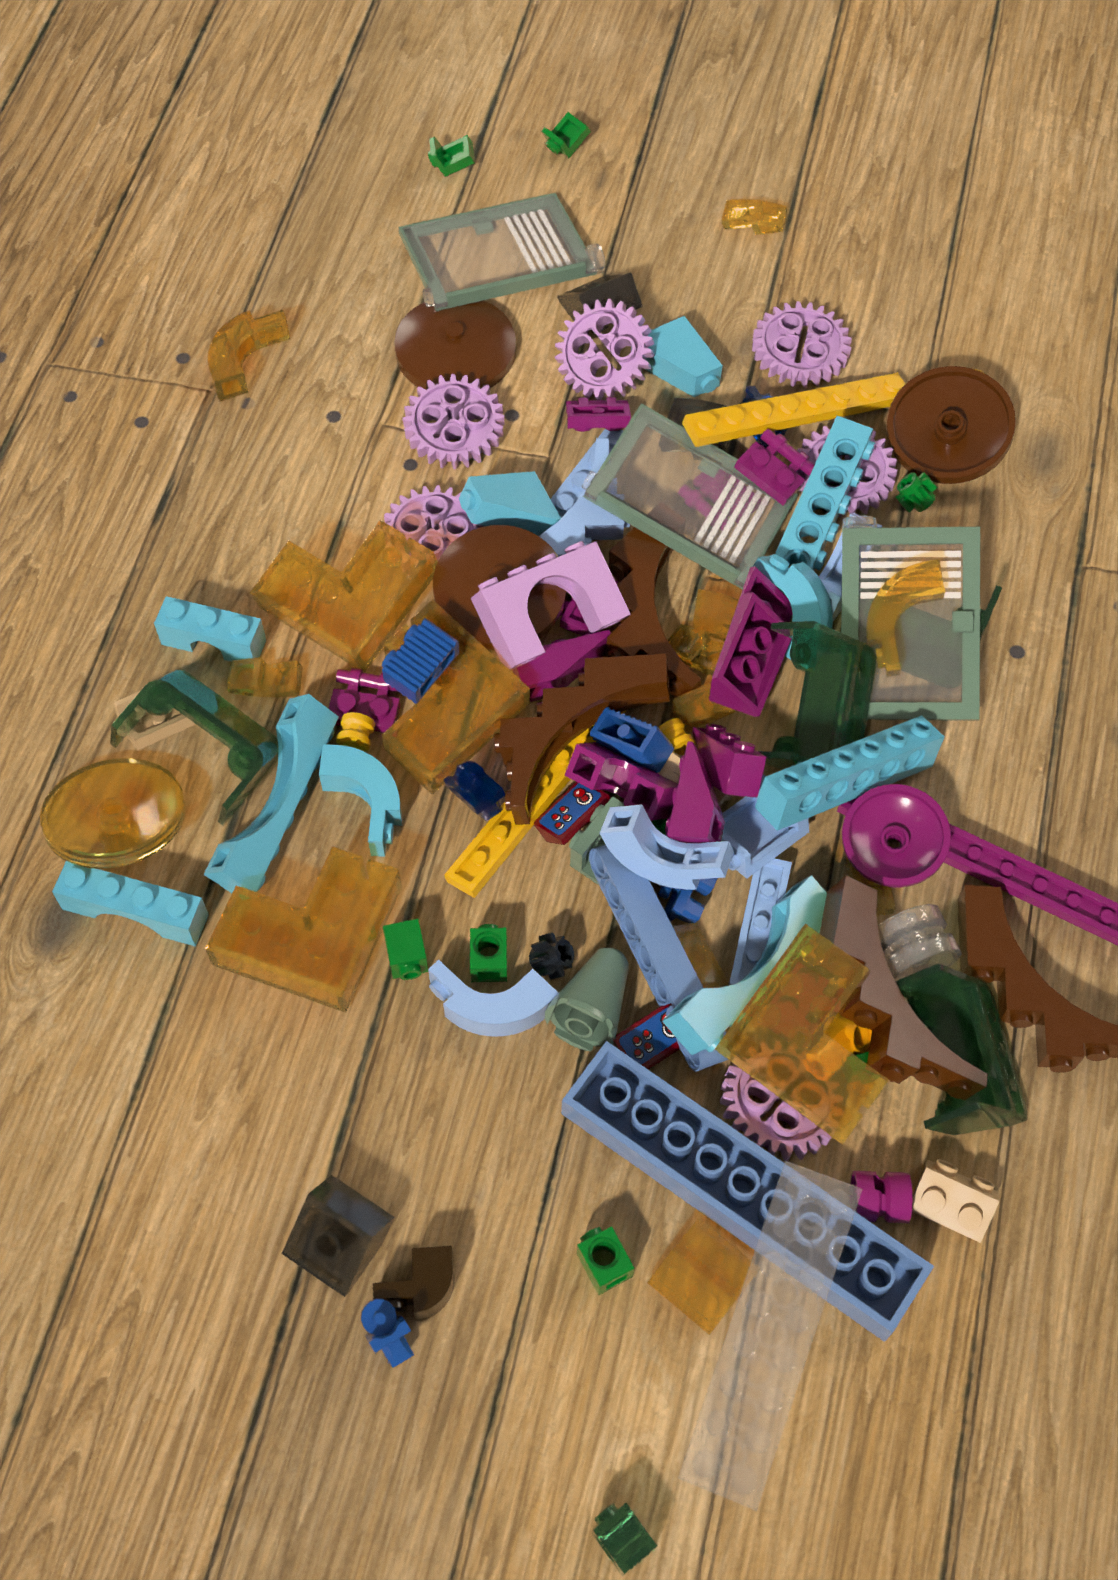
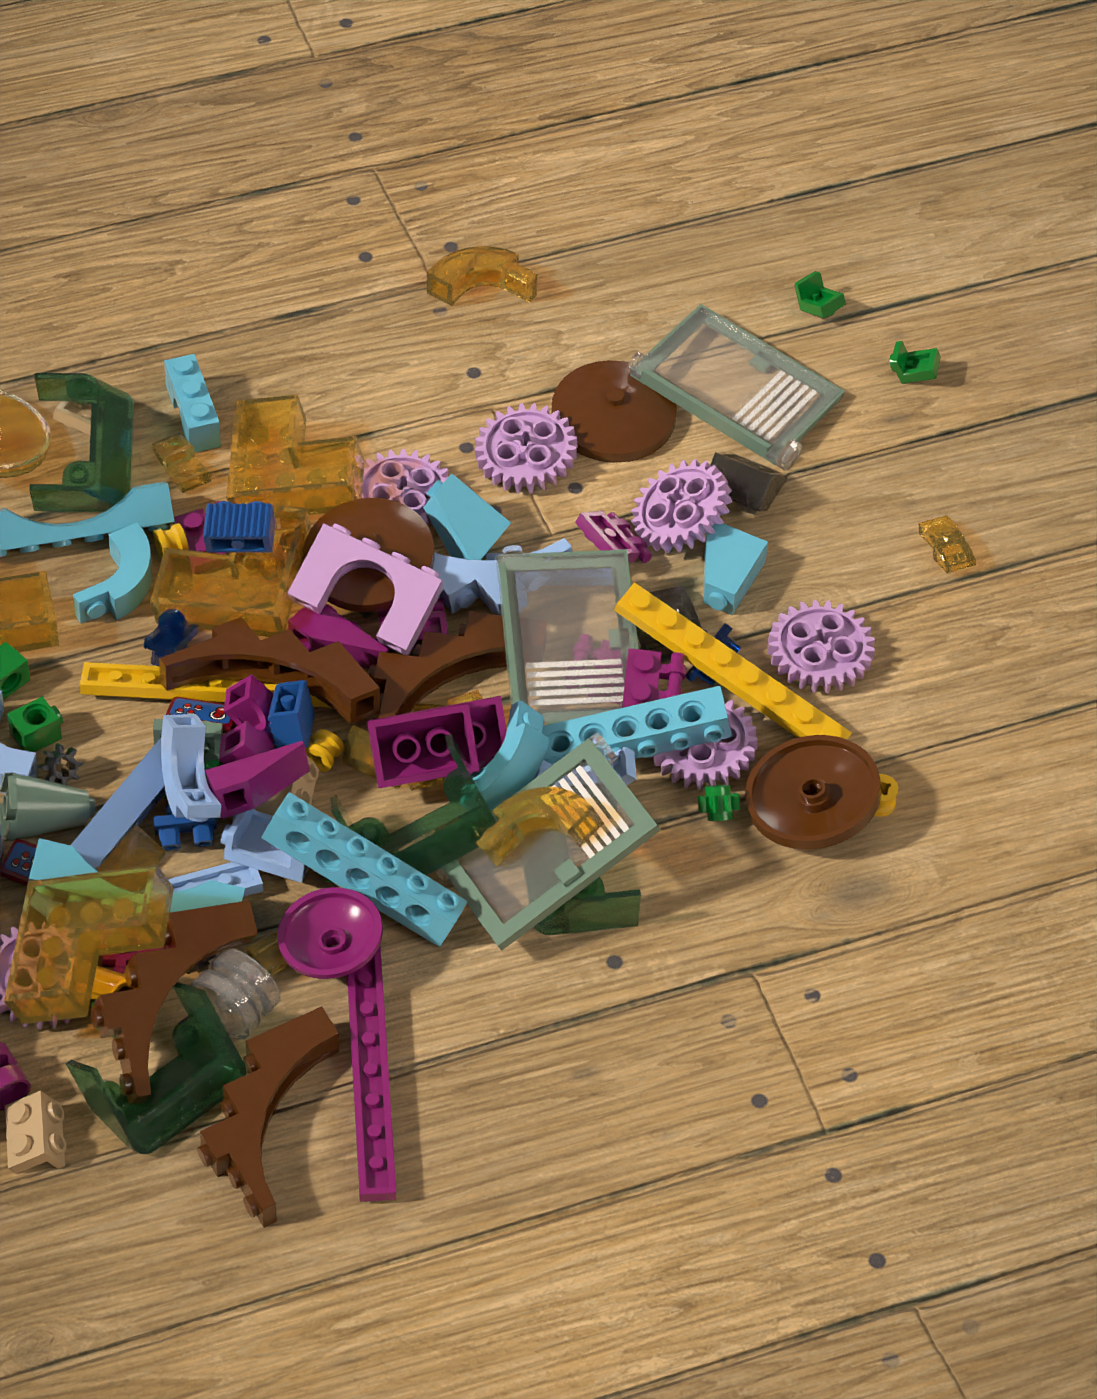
camera: 55 degrees right, 10 degrees down
(731, 763) = (321, 782): magenta slope -> none

